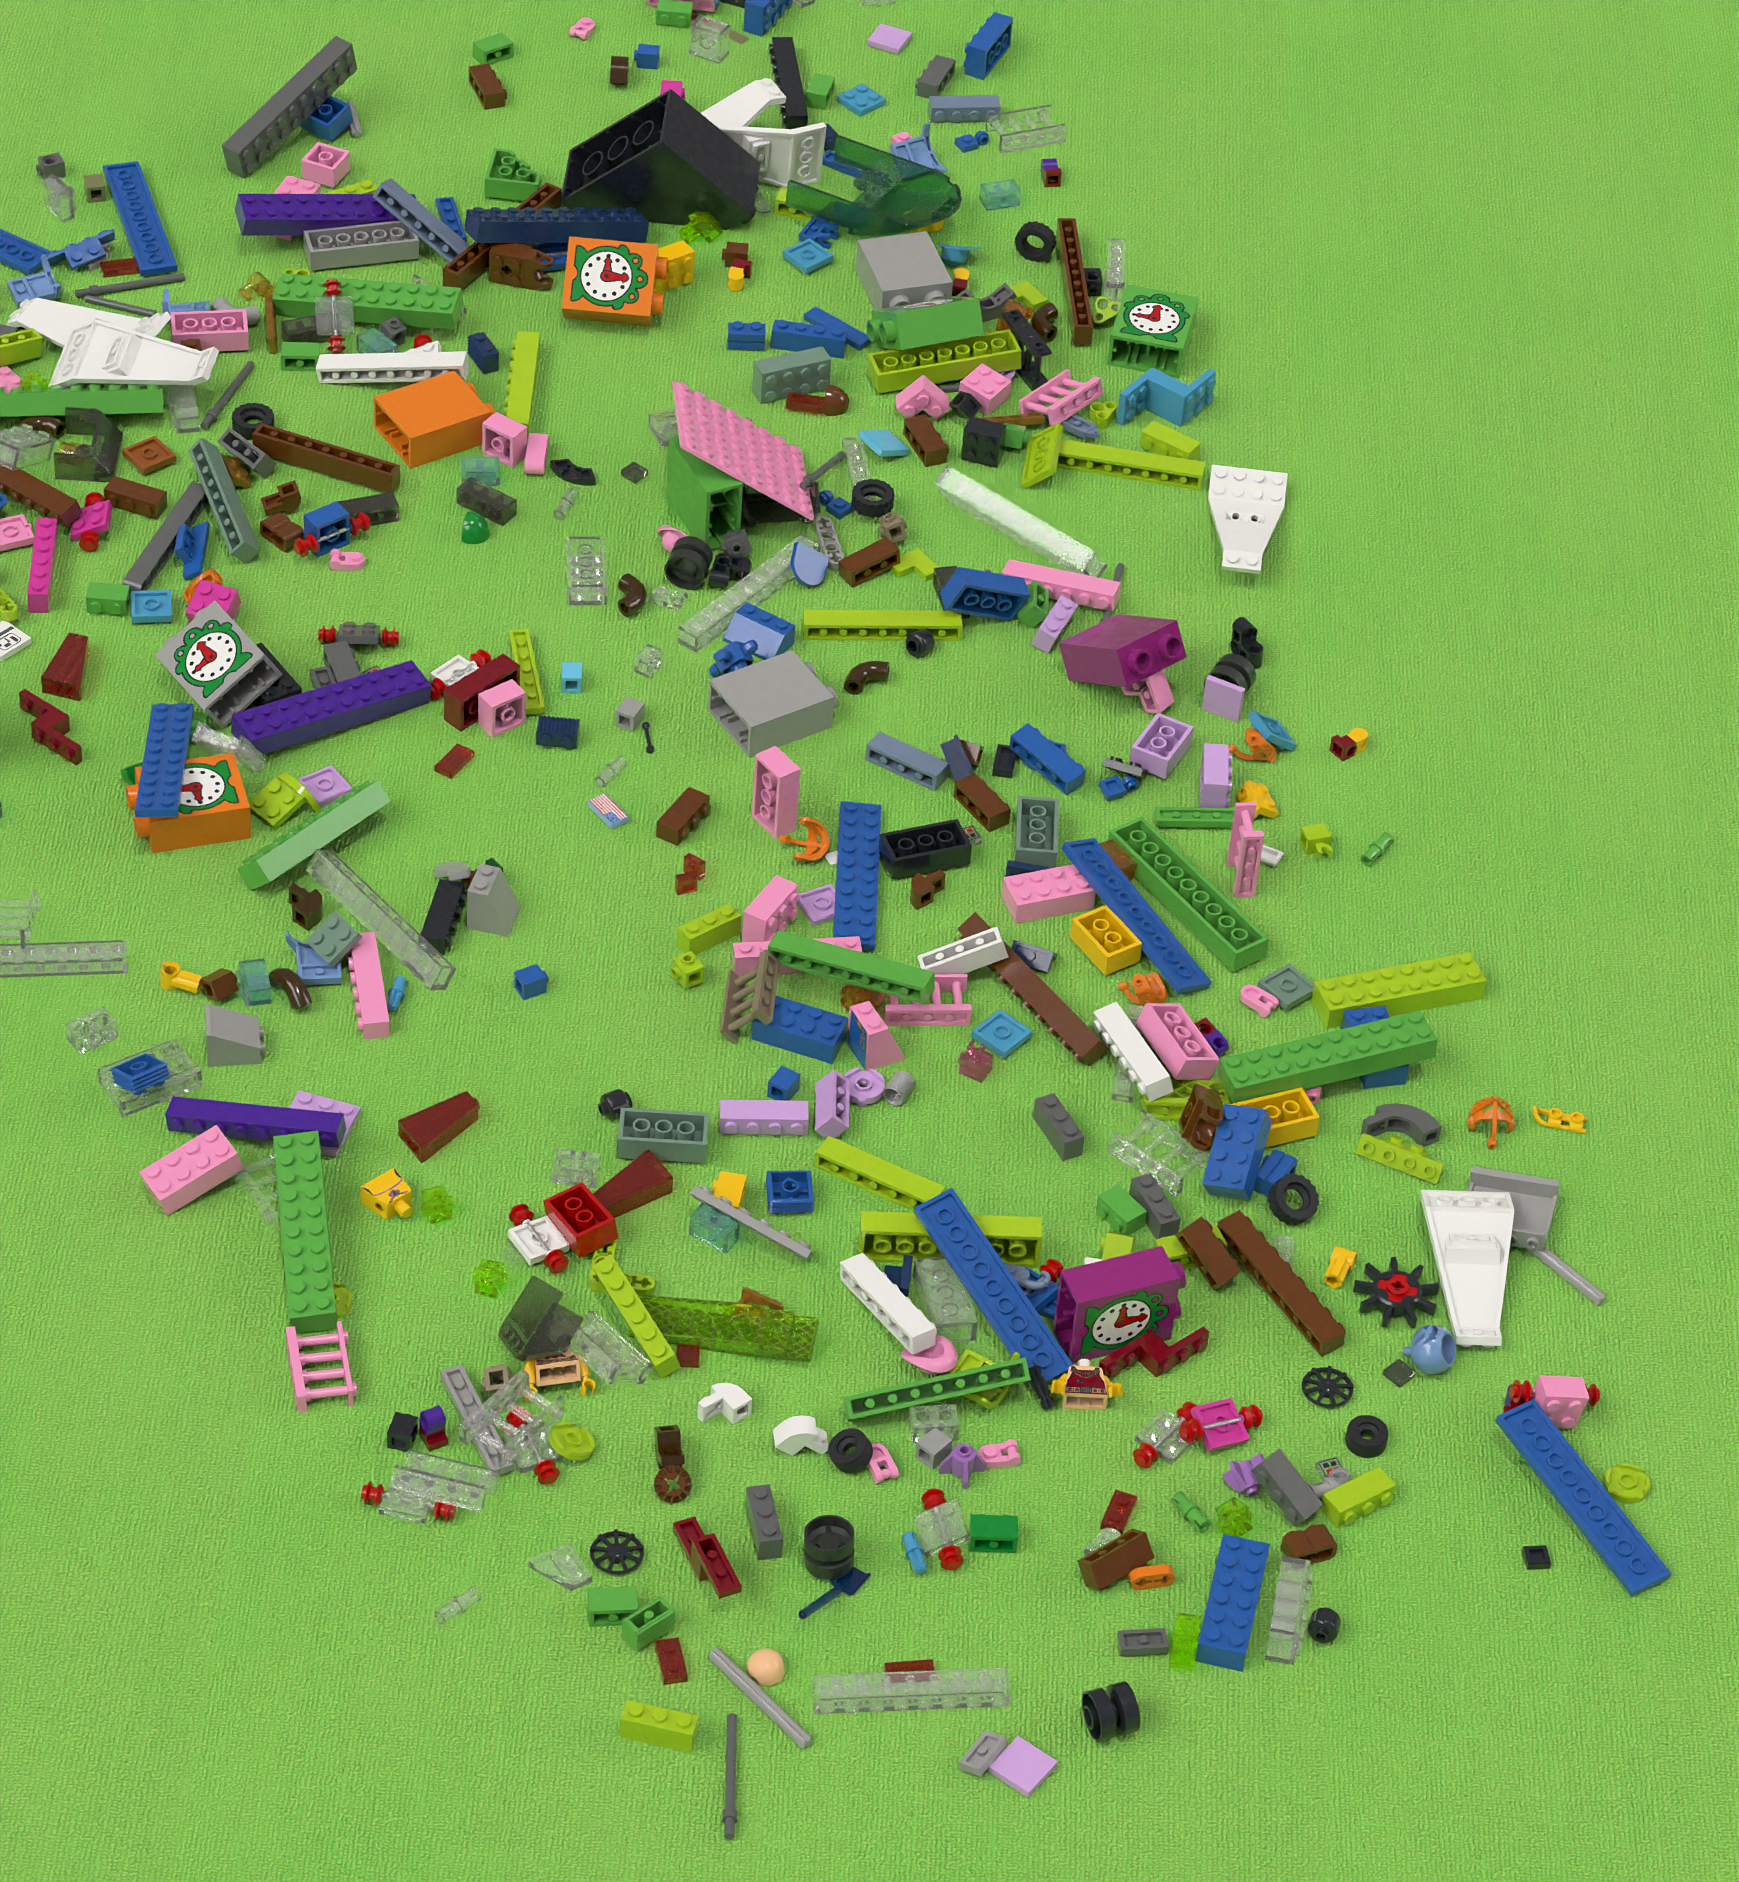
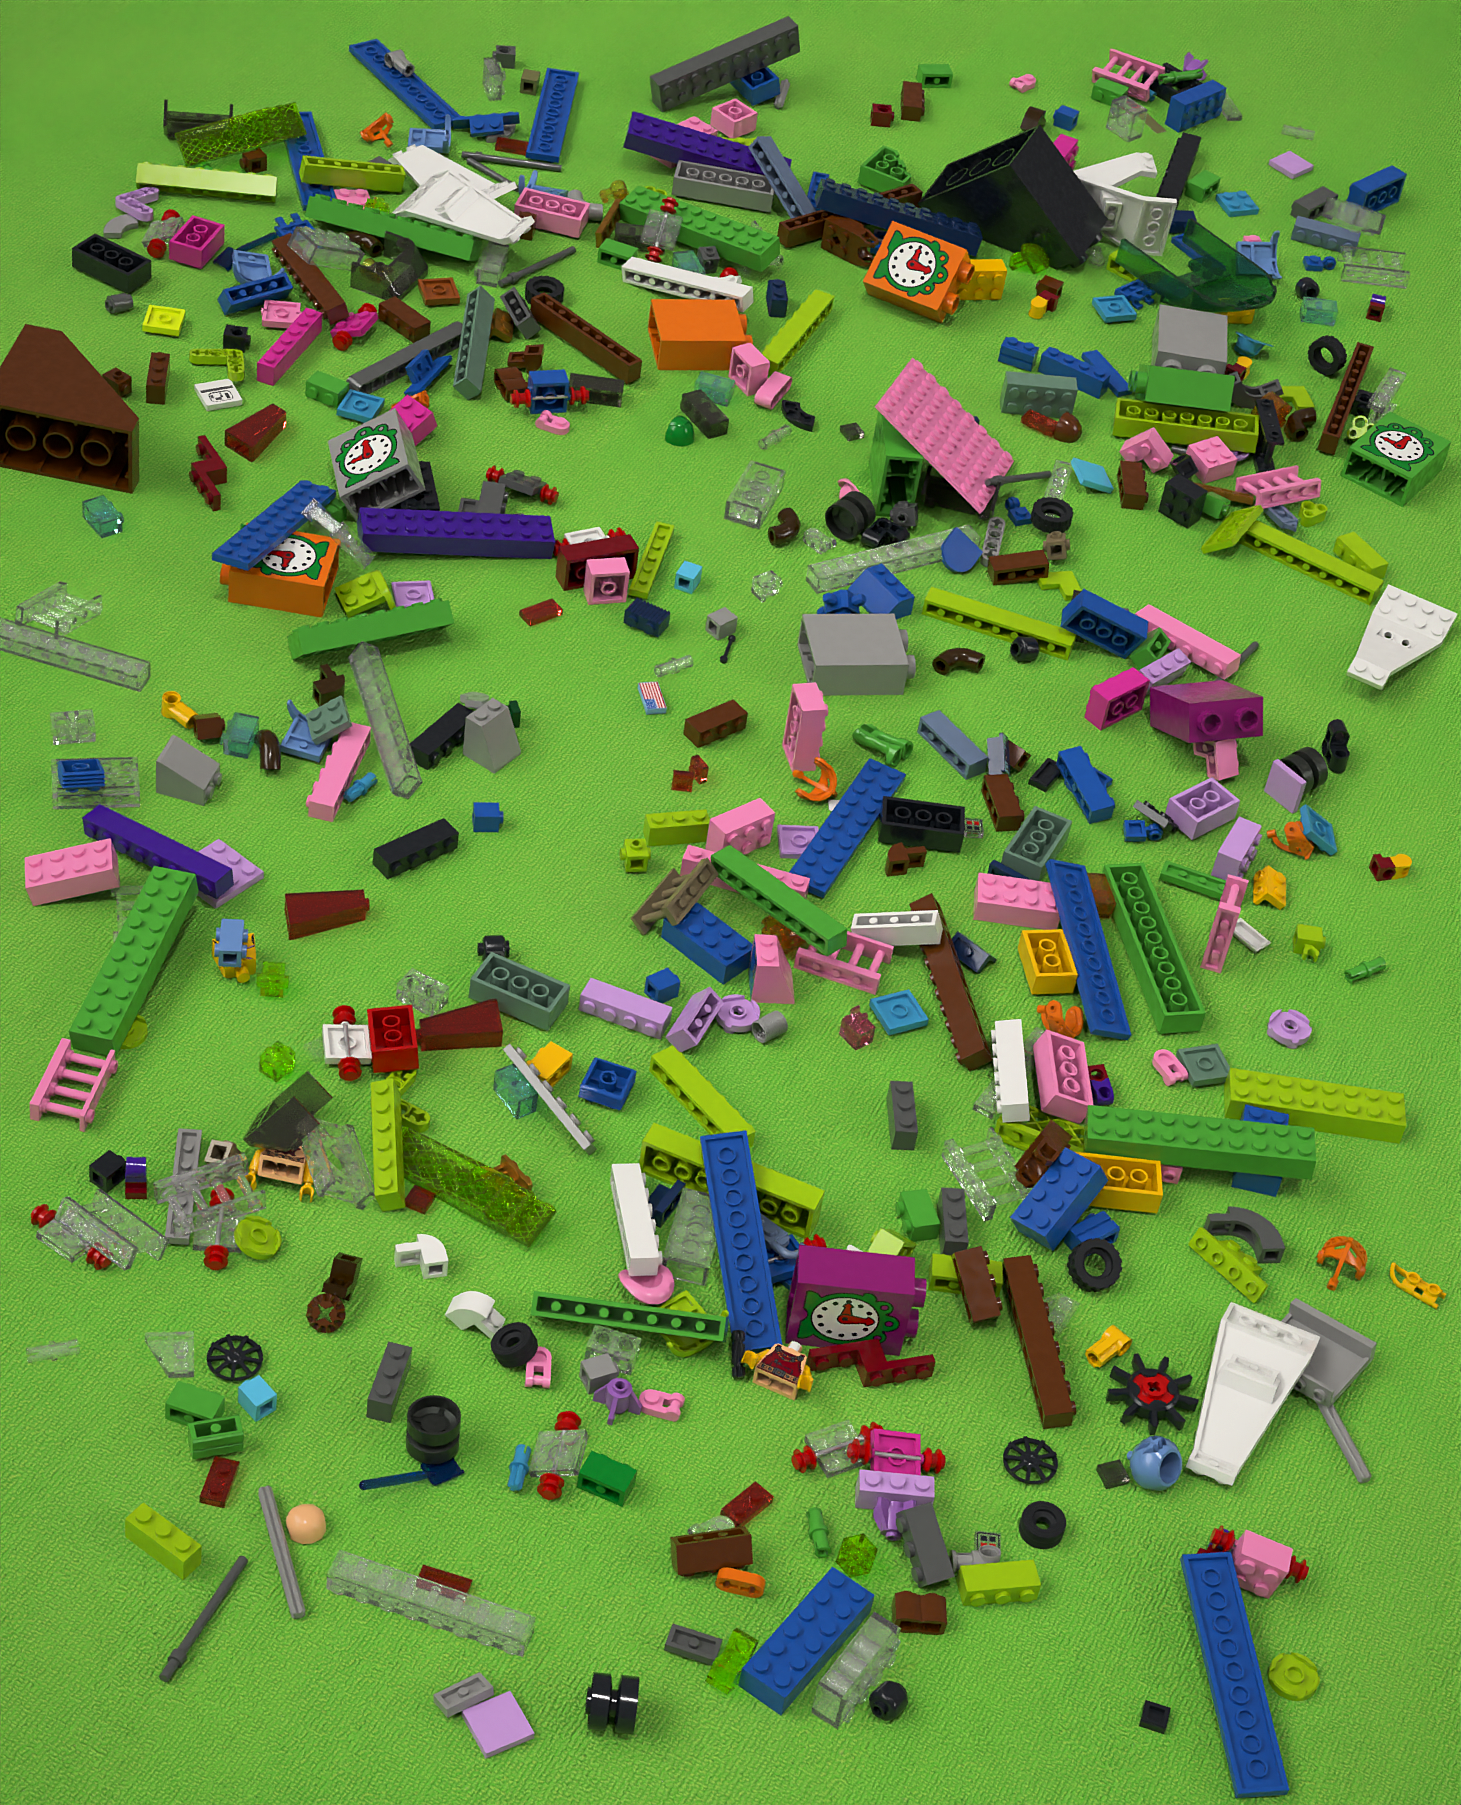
camera: 20 degrees right, 0 degrees up
(386, 1183) = (230, 946): none -> medium blue brick
(466, 112) = (881, 115): none -> dark red brick
(485, 1035) = (415, 848): none -> black brick
(659, 1578) = (257, 1398): none -> medium azure brick
(707, 1557) = (309, 1395): dark red bracket -> none
(854, 782) = (891, 746): none -> bright green piece
(977, 174) = (1307, 287): none -> black head
(984, 80) = (1353, 216): none -> clear brick
(1018, 524) = (1174, 578): clear brick -> none
(1030, 664) = (1116, 698): none -> dark pink brick
(1166, 397) = (1377, 515): dark azure bracket -> none
(1215, 1456) = (892, 1487): none -> lavender brick
(1345, 935) = (1293, 1037): none -> lavender plate

